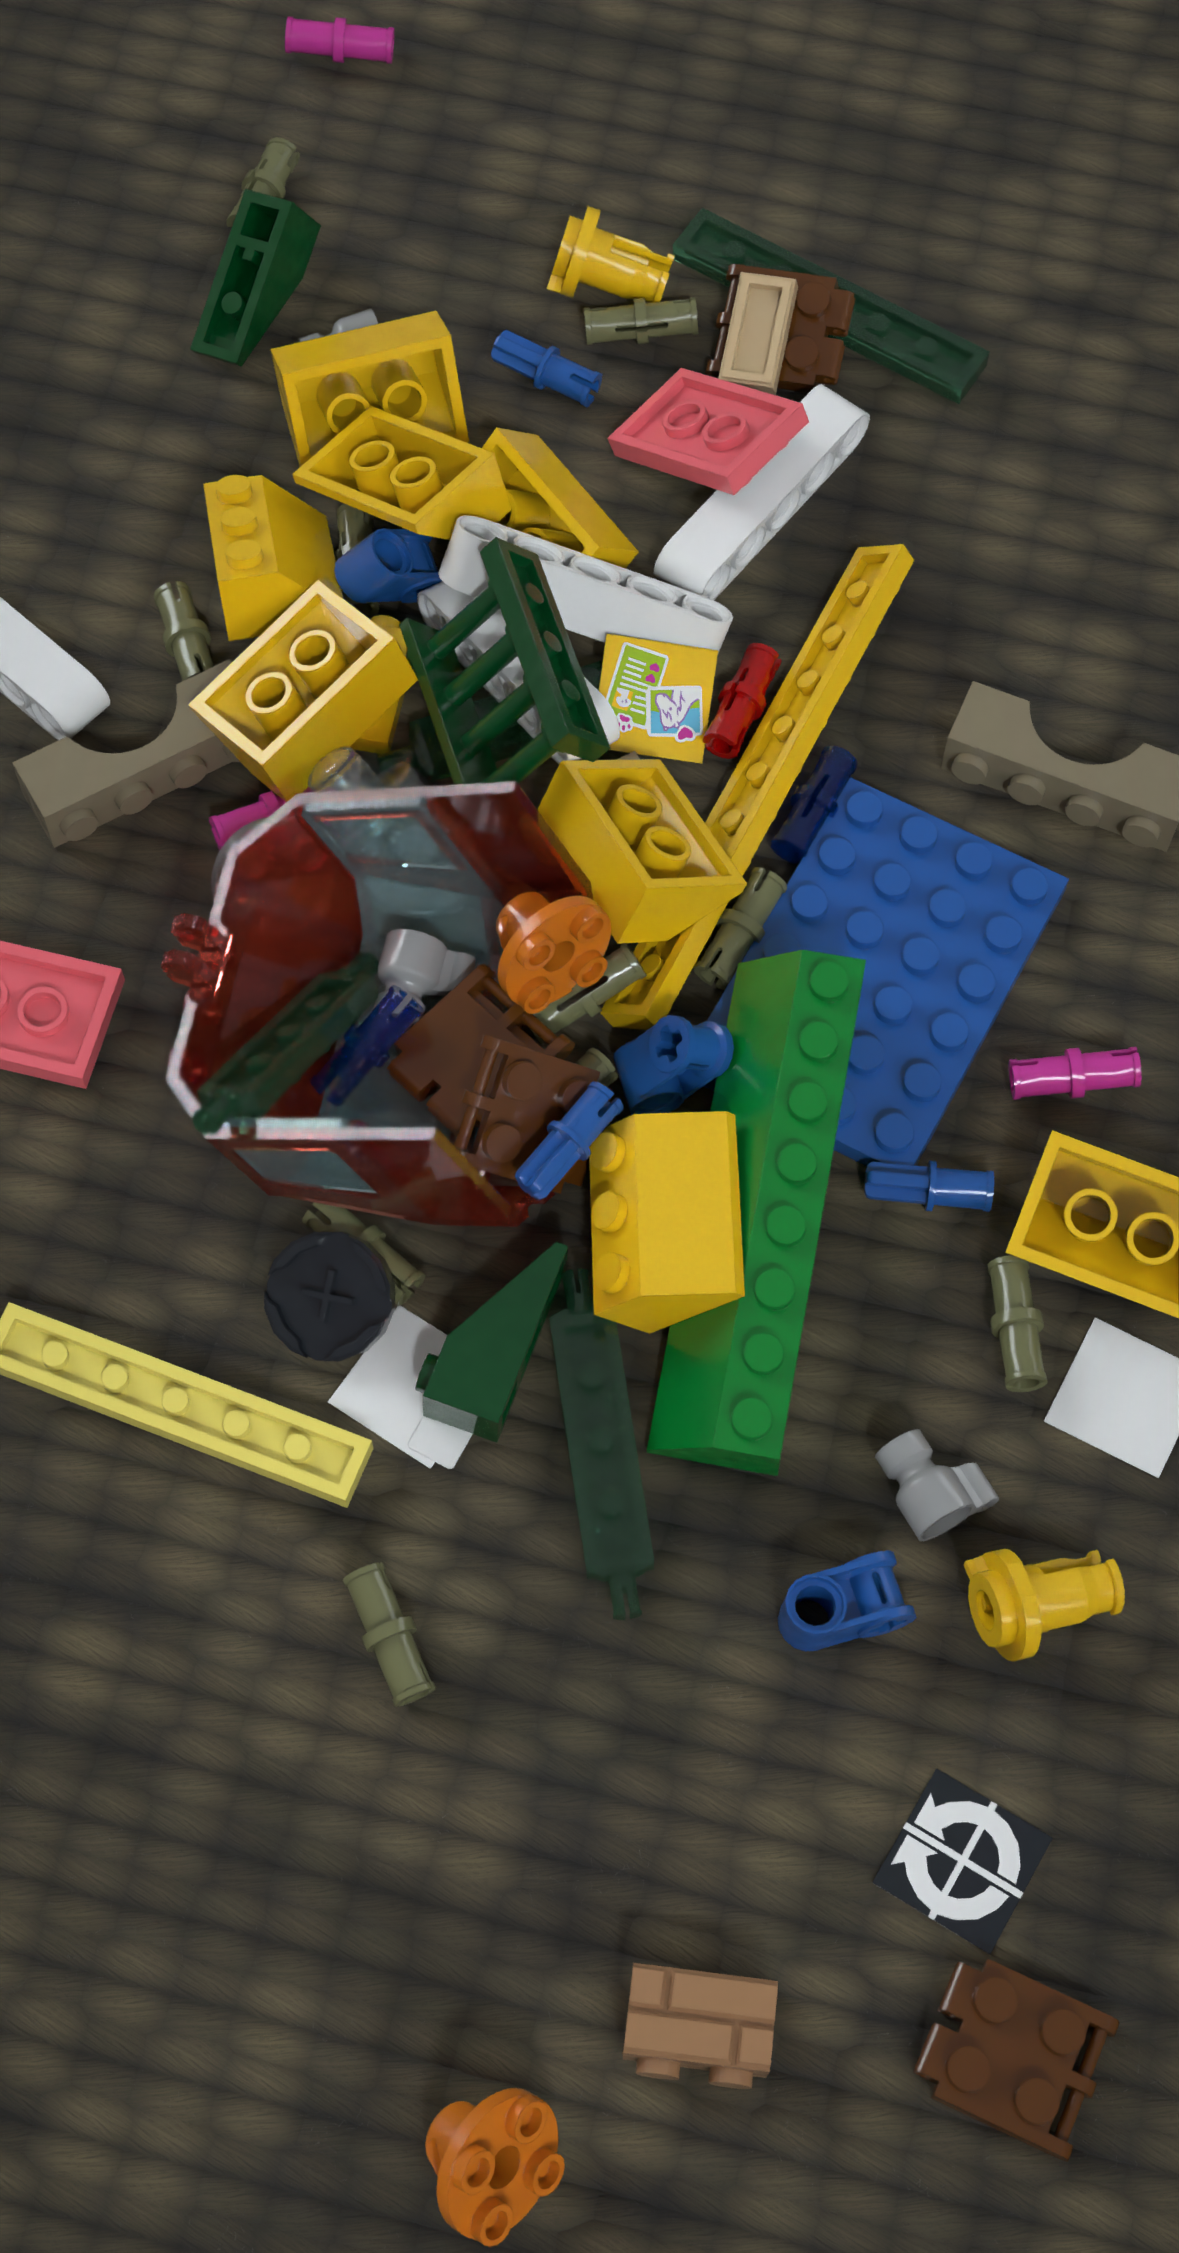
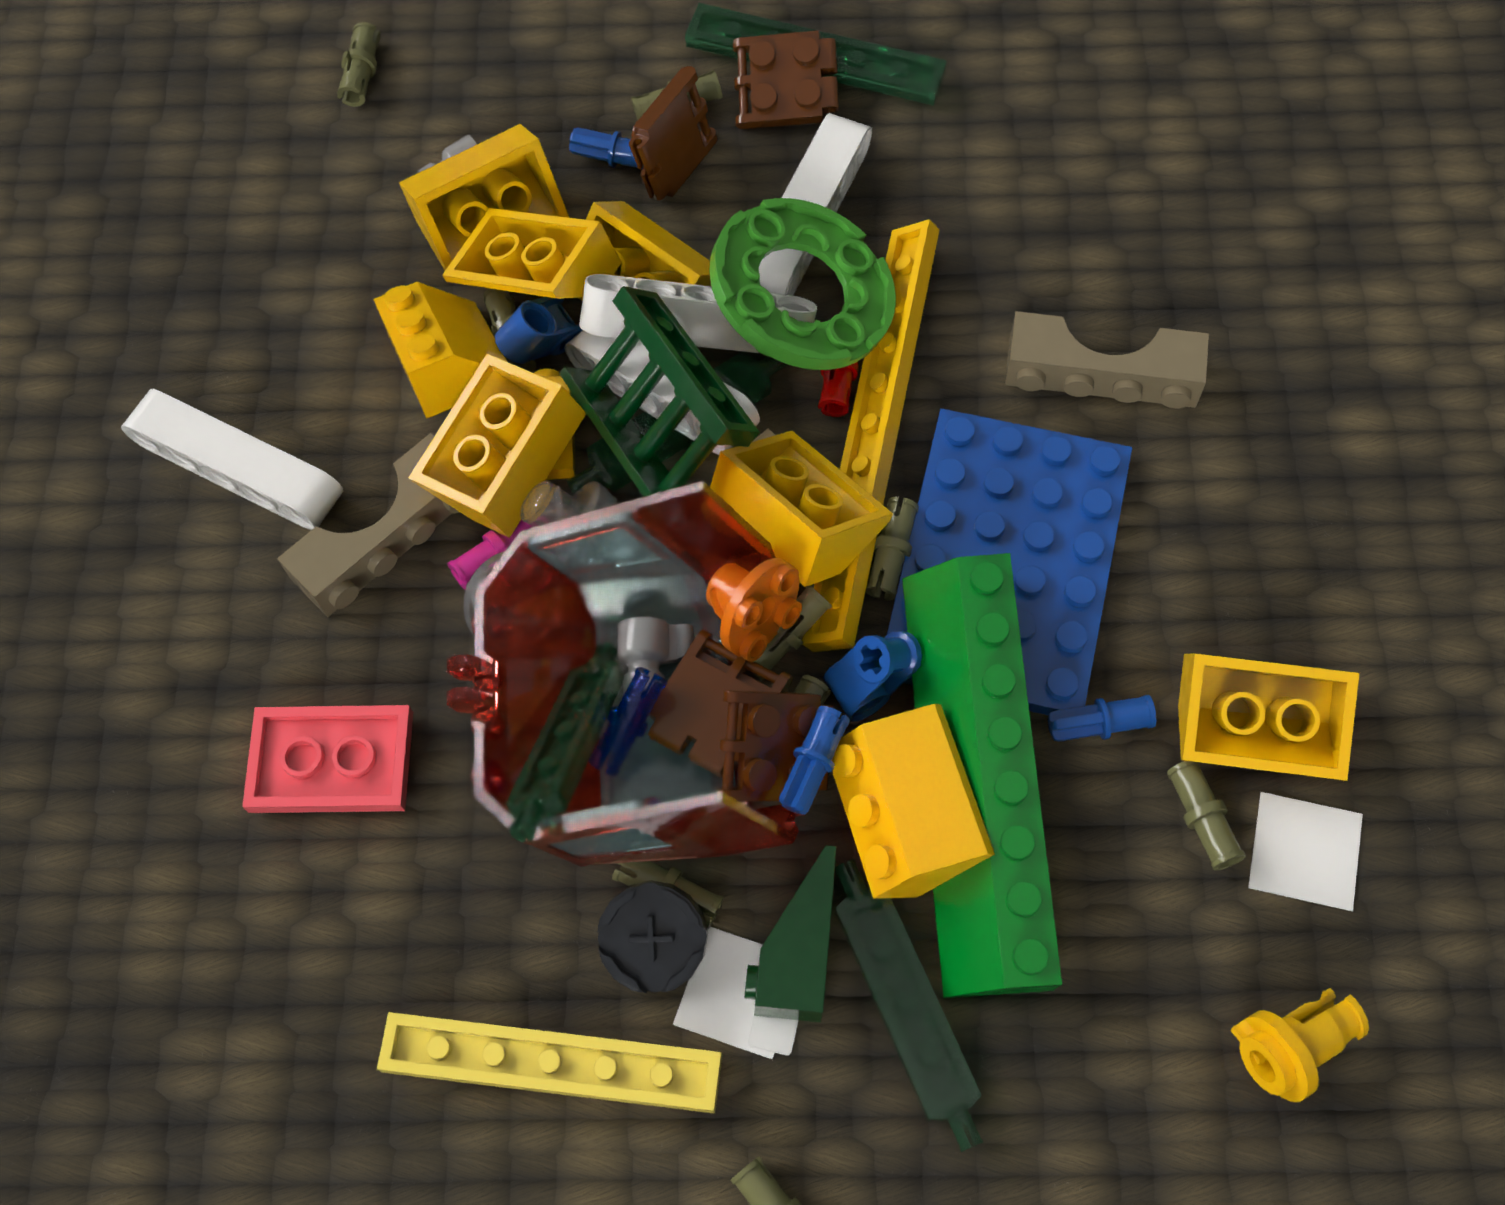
camera: 10 degrees left, 0 degrees up
(184, 633) = (388, 420): olive pin -> none
(255, 276) = (370, 130): dark green slope -> none
(607, 262) = (637, 58): yellow piece -> none
(615, 368) = (669, 137): none -> reddish brown plate
(658, 696) = (780, 392): sticker -> none
(708, 430) = (754, 165): coral plate -> none
(758, 331) = (771, 85): tan tile -> none
(764, 531) = (827, 235): none -> bright green plate
(814, 803) = (914, 461): clear blue pin -> none
(859, 1602) = (1151, 1081): blue piece -> none
(930, 1494) = (1182, 975): light grey piece -> none
(1074, 1073) = (1185, 599): dark pink pin -> none

